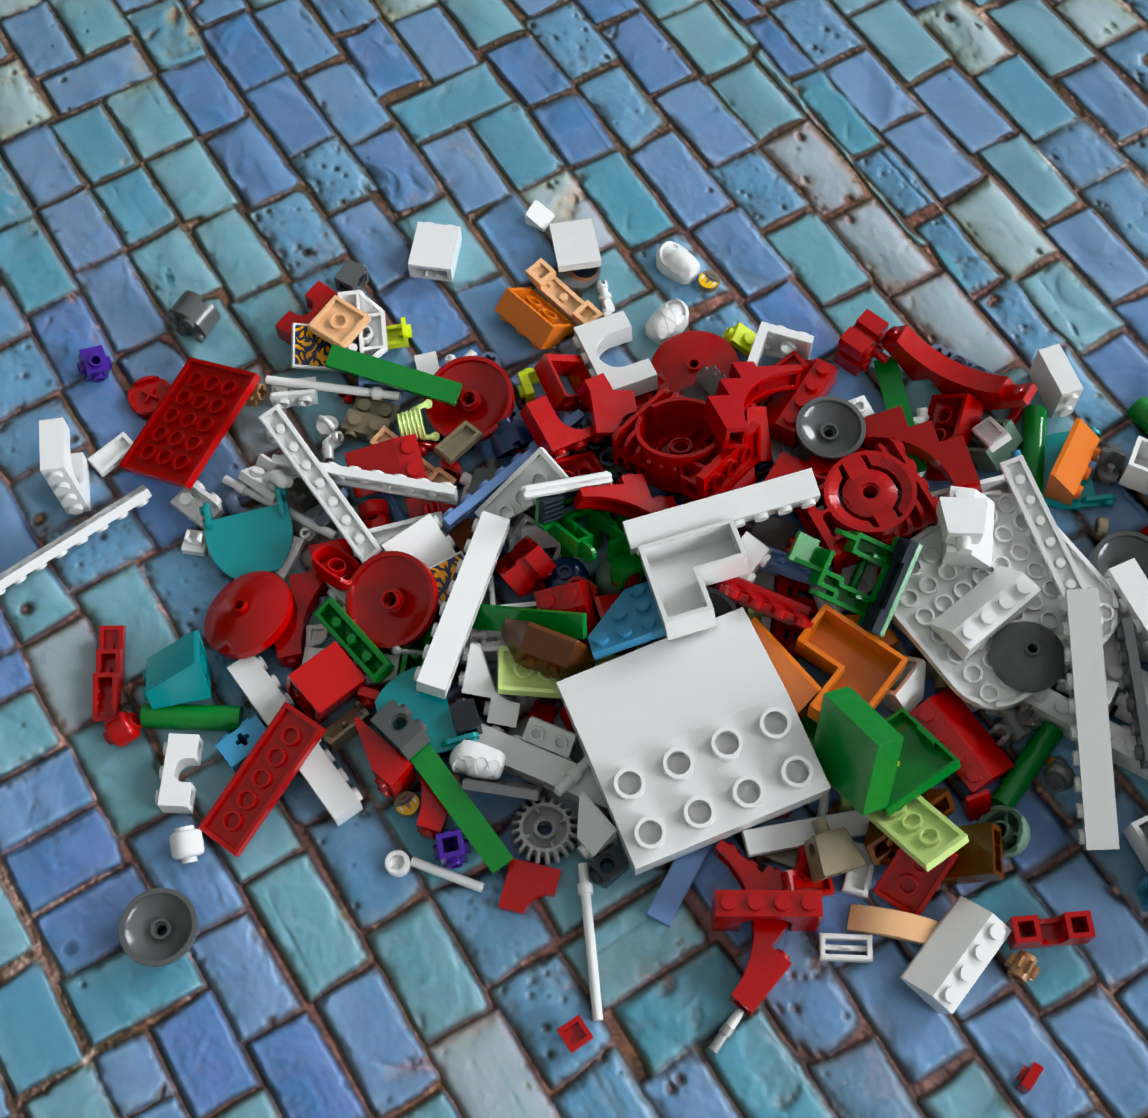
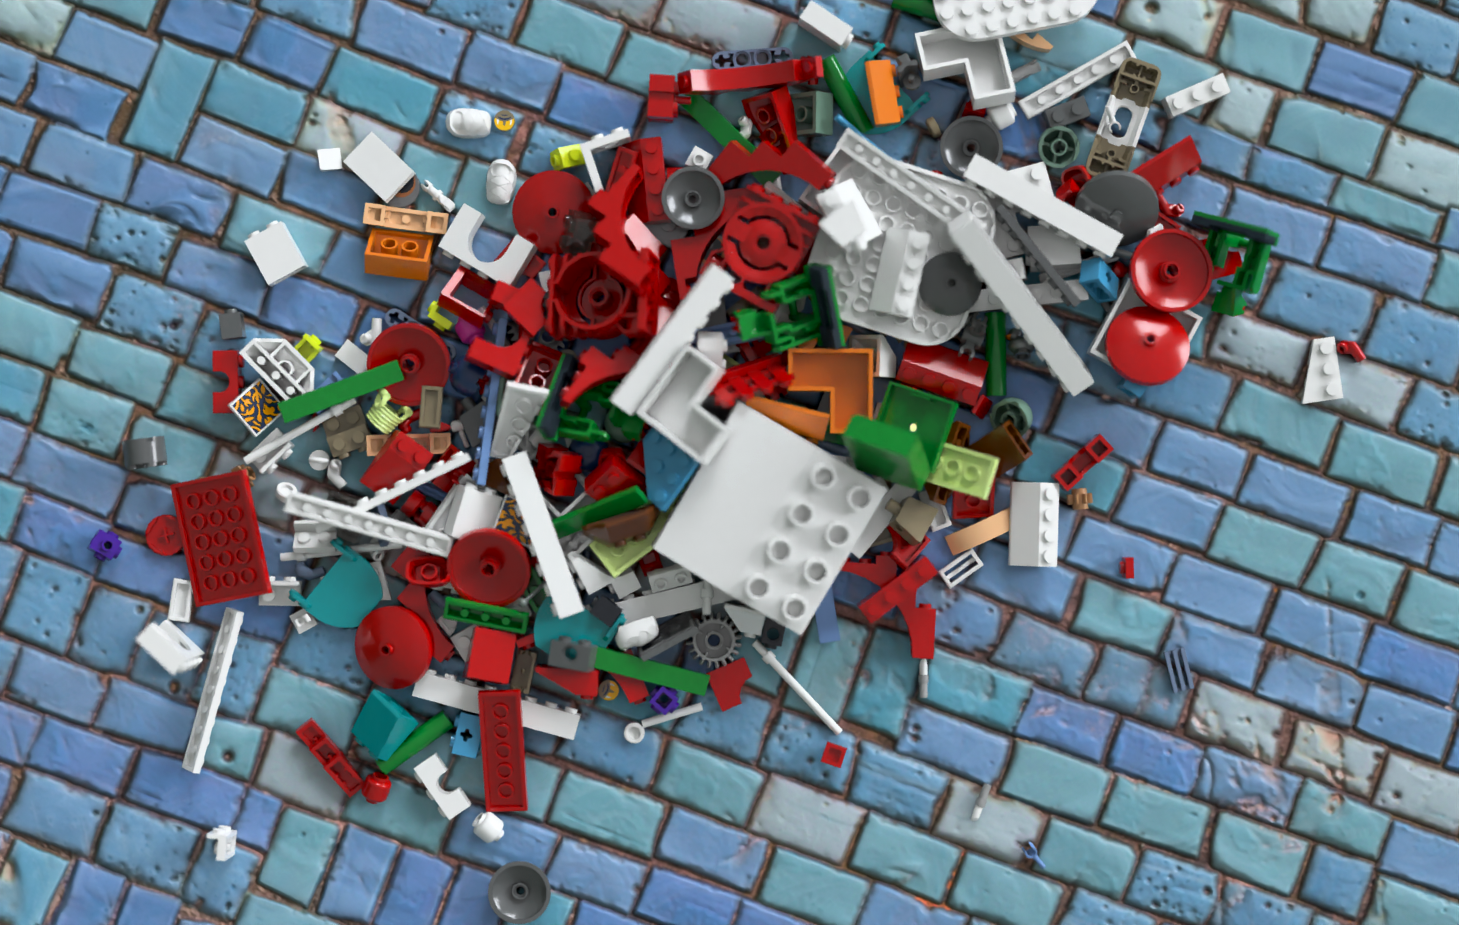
camera: 45 degrees left, 25 degrees up
(278, 478) = (329, 537): white arm -> none
(339, 322) = (264, 379): light nougat tile -> none
(565, 485) = (548, 400): white axle -> none
(991, 434) = (810, 114): white tile -> none

